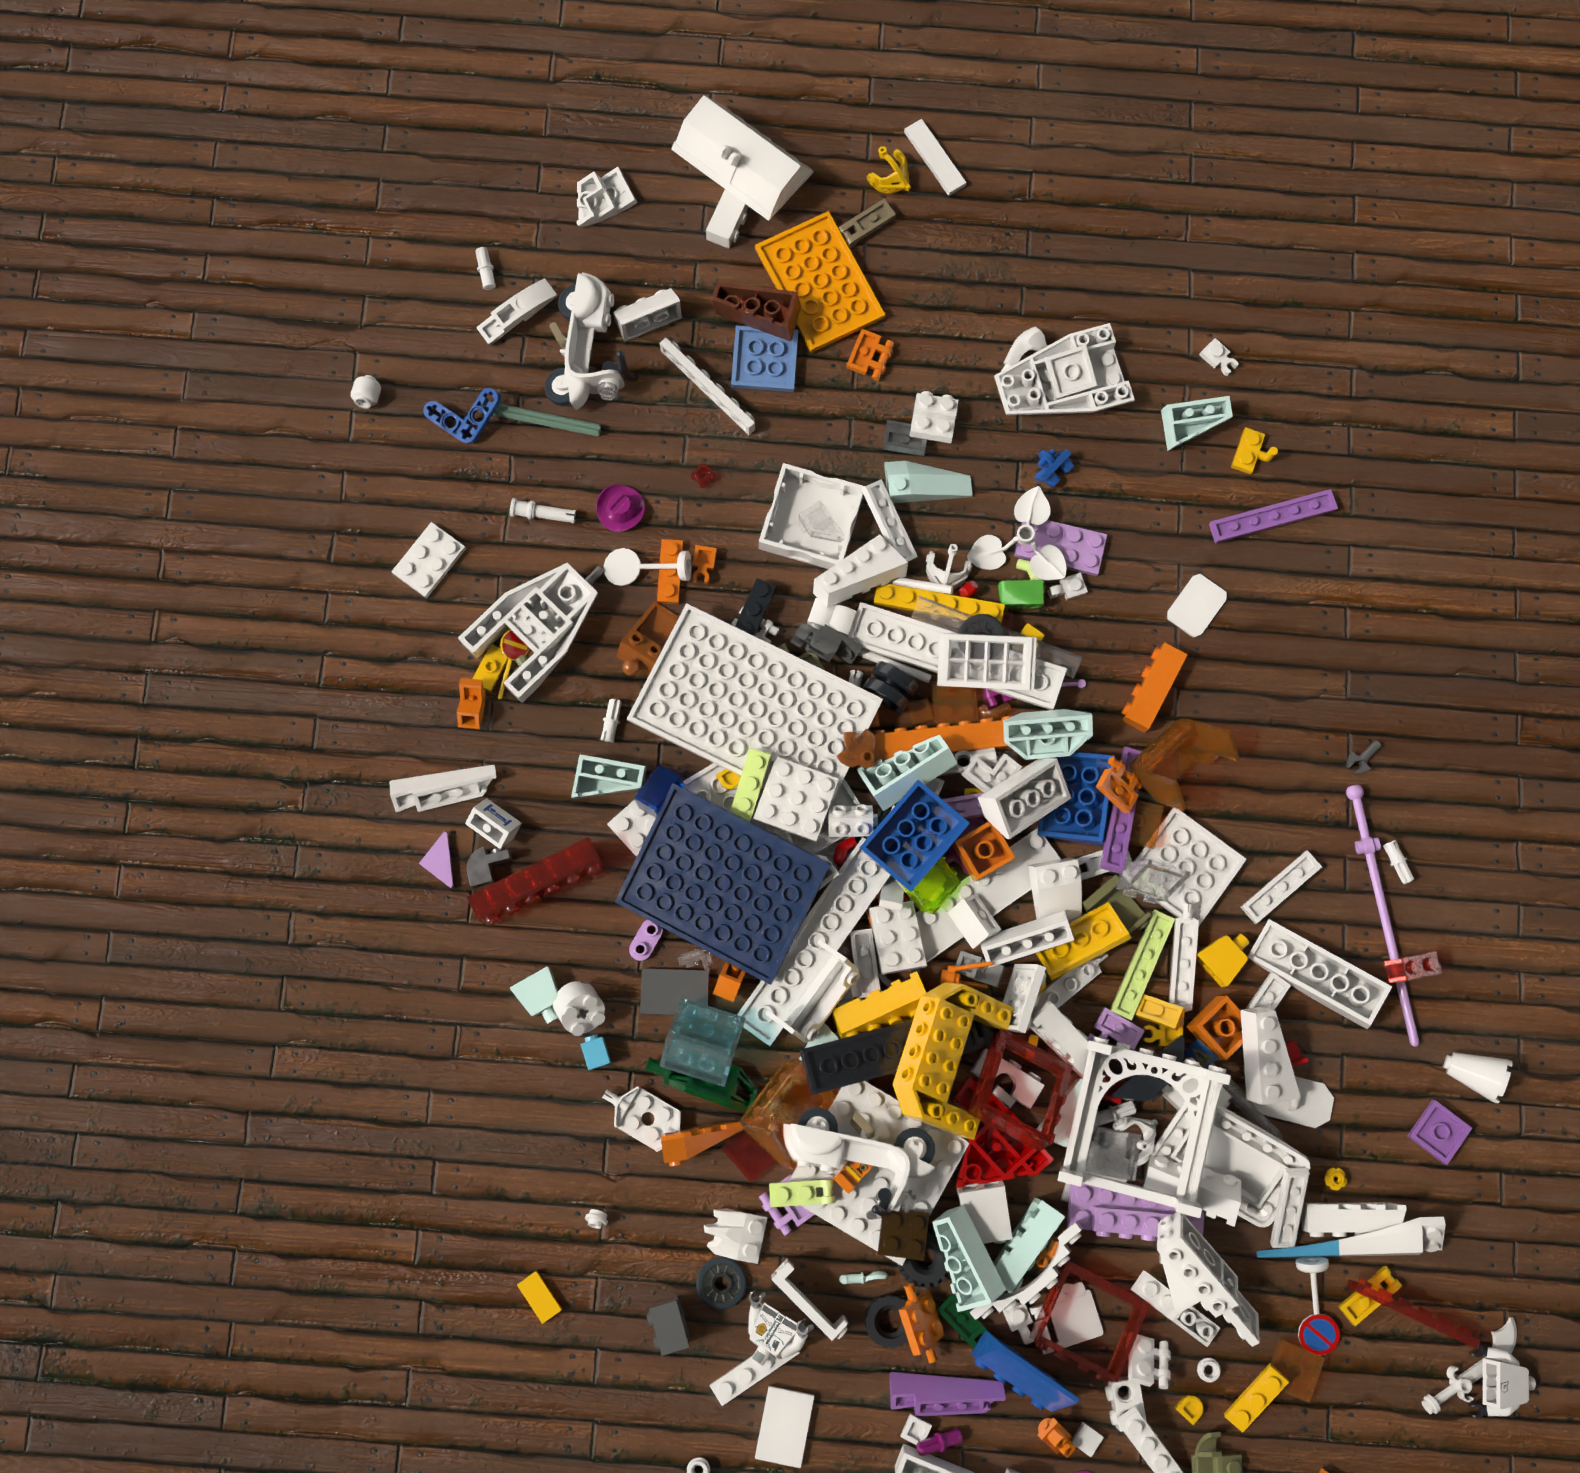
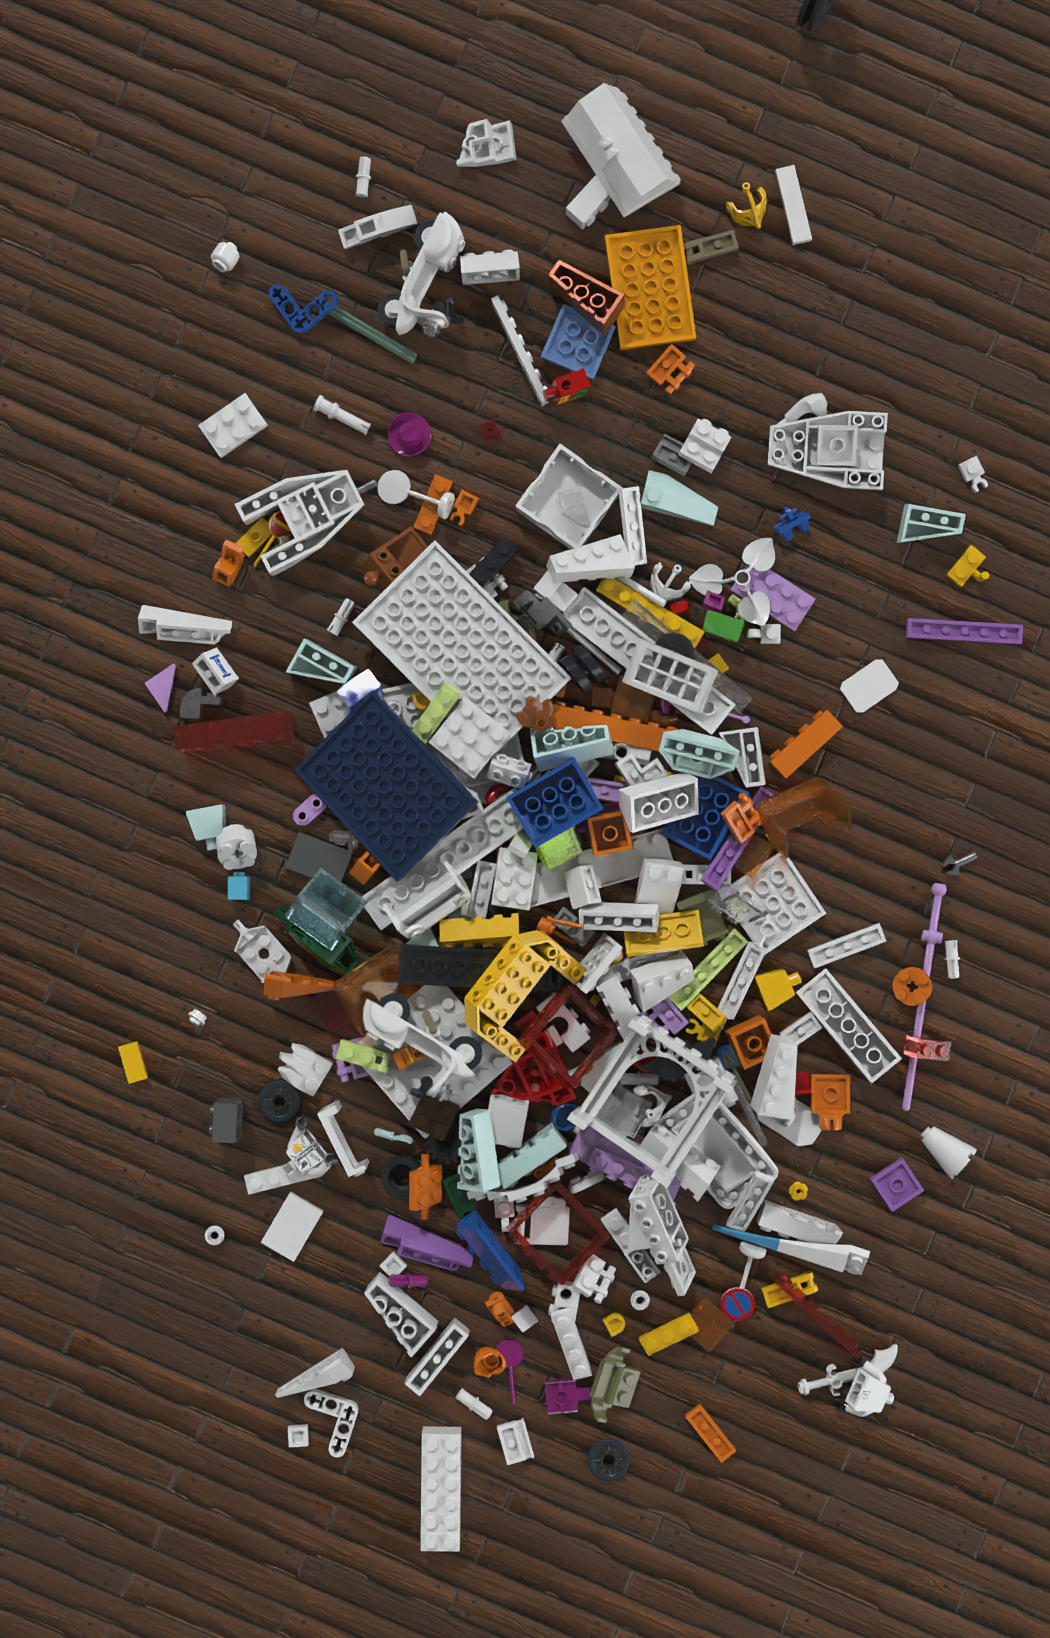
camera: 20 degrees right, 10 degrees up
(772, 404) = (568, 387): none -> red torso
(1001, 572) = (713, 602): none -> magenta plate
(1046, 1185) = (560, 1114): none -> blue hair
(1091, 1258) = (578, 1184): none -> white plate
(1096, 993) = (660, 979): none -> white wedge
(1106, 726) = (750, 757): none -> white wedge
(1330, 1062) = (830, 1099): none -> orange plate
(1376, 895) = (921, 979): none -> orange plate

